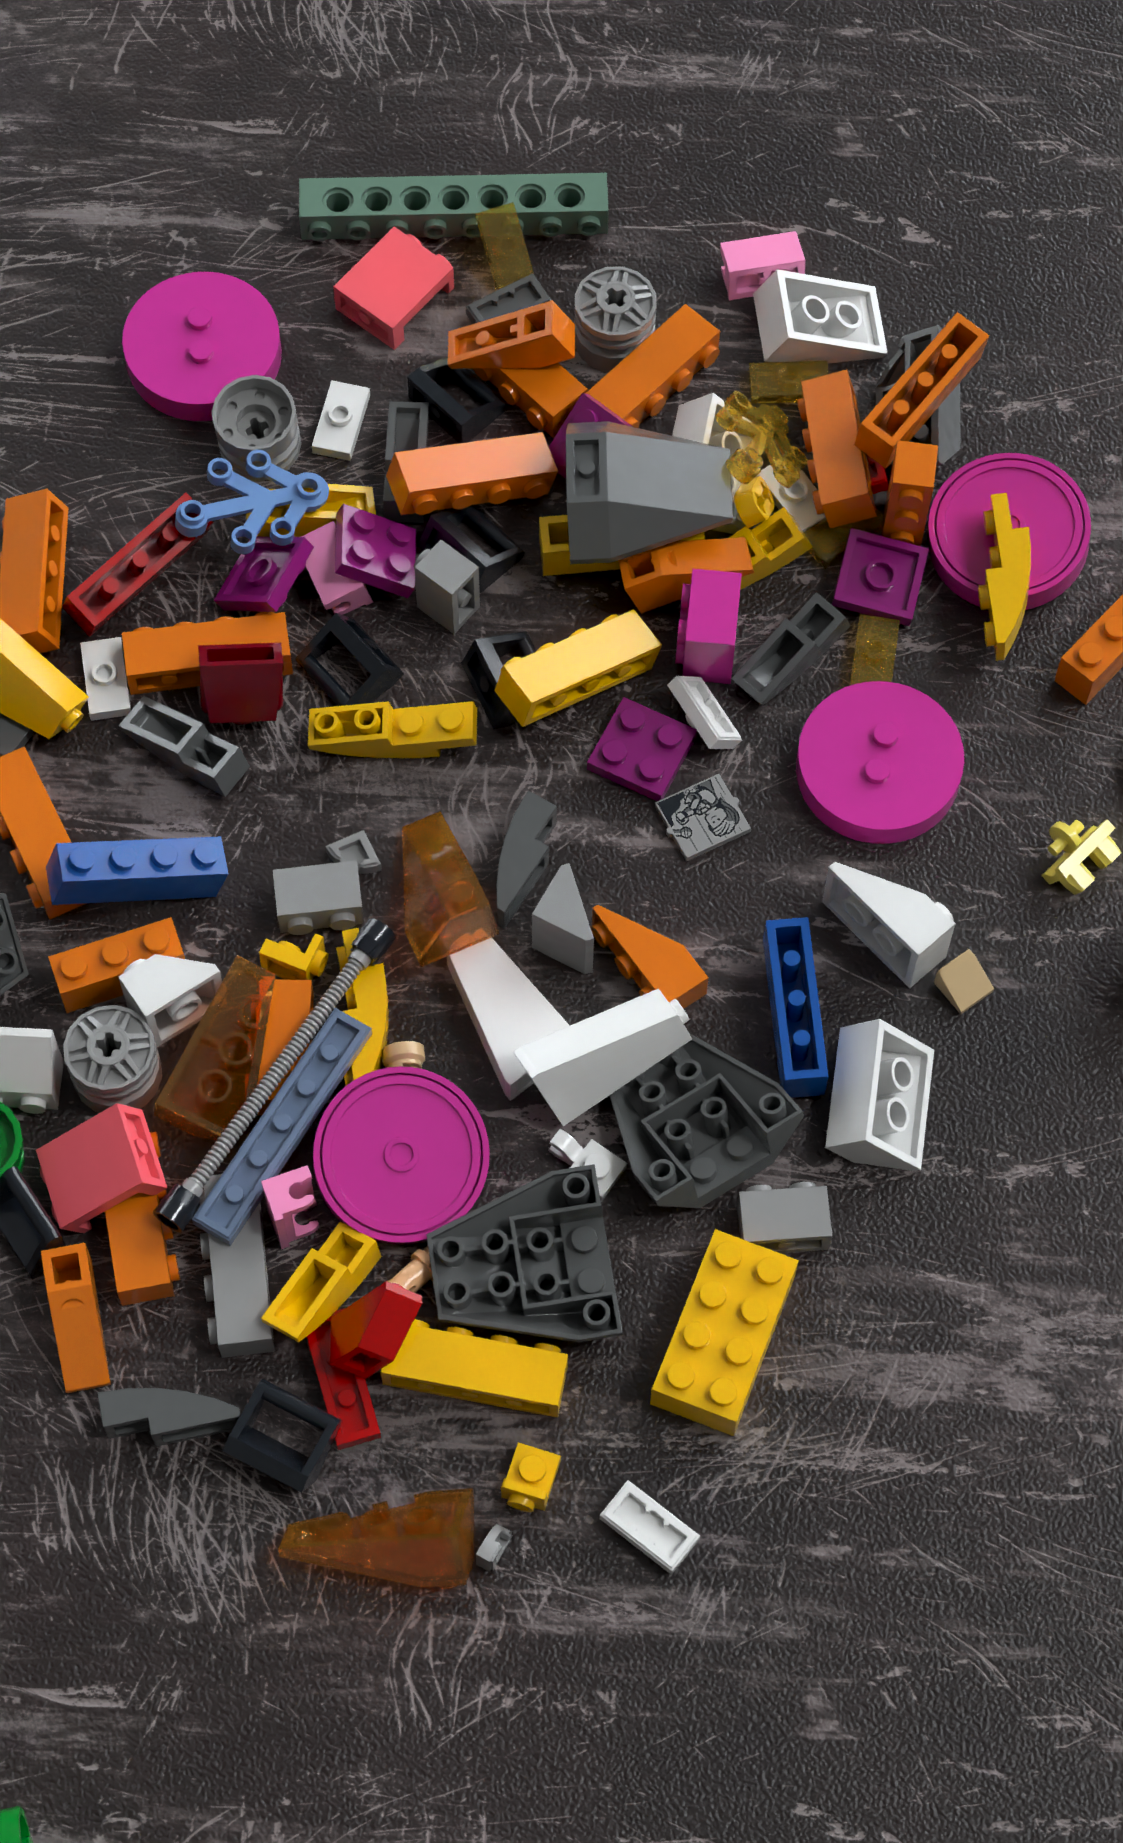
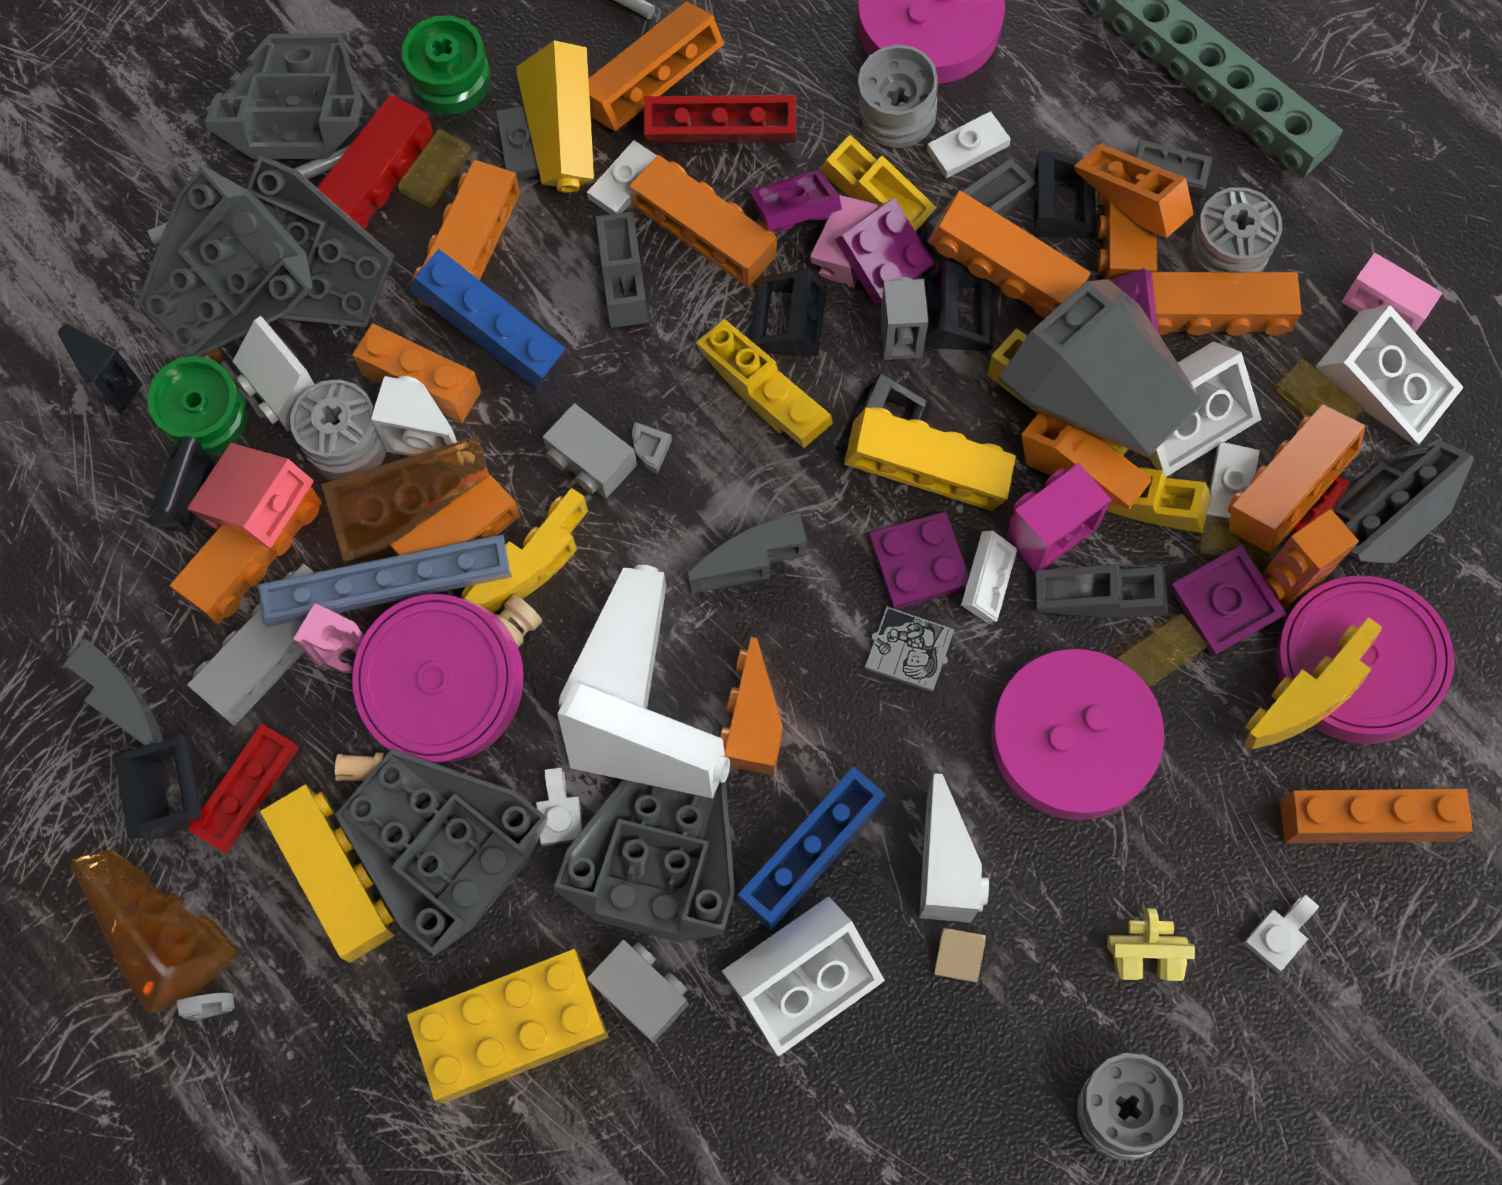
camera: 50 degrees right, 5 degrees up
(76, 1317) = (137, 574): orange slope -> none
(183, 1200) = (265, 566): light grey hose -> none
(241, 682) = (695, 256): dark red torso -> none
(255, 500) = (835, 144): medium blue plant -> none
(290, 963) = (530, 487): yellow bracket -> none
(322, 1282) = (293, 712): yellow slope -> none
(373, 1329) = (280, 777): red slope -> none
(392, 285) = (1104, 80): coral panel -> none
(441, 893) = (663, 530): clear orange wedge -> none
(504, 244) = (1212, 118): clear yellow plate -> none
(530, 1478) = (280, 986): yellow bracket -> none
(561, 924) = (722, 623): light grey slope -> none
(649, 1527) = (313, 1106): white plate -> none
(754, 502) = (1189, 459): yellow beam -> none
(767, 426) = (1267, 415): clear yellow plant -> none
(921, 389) = (1400, 488): orange brick -> none

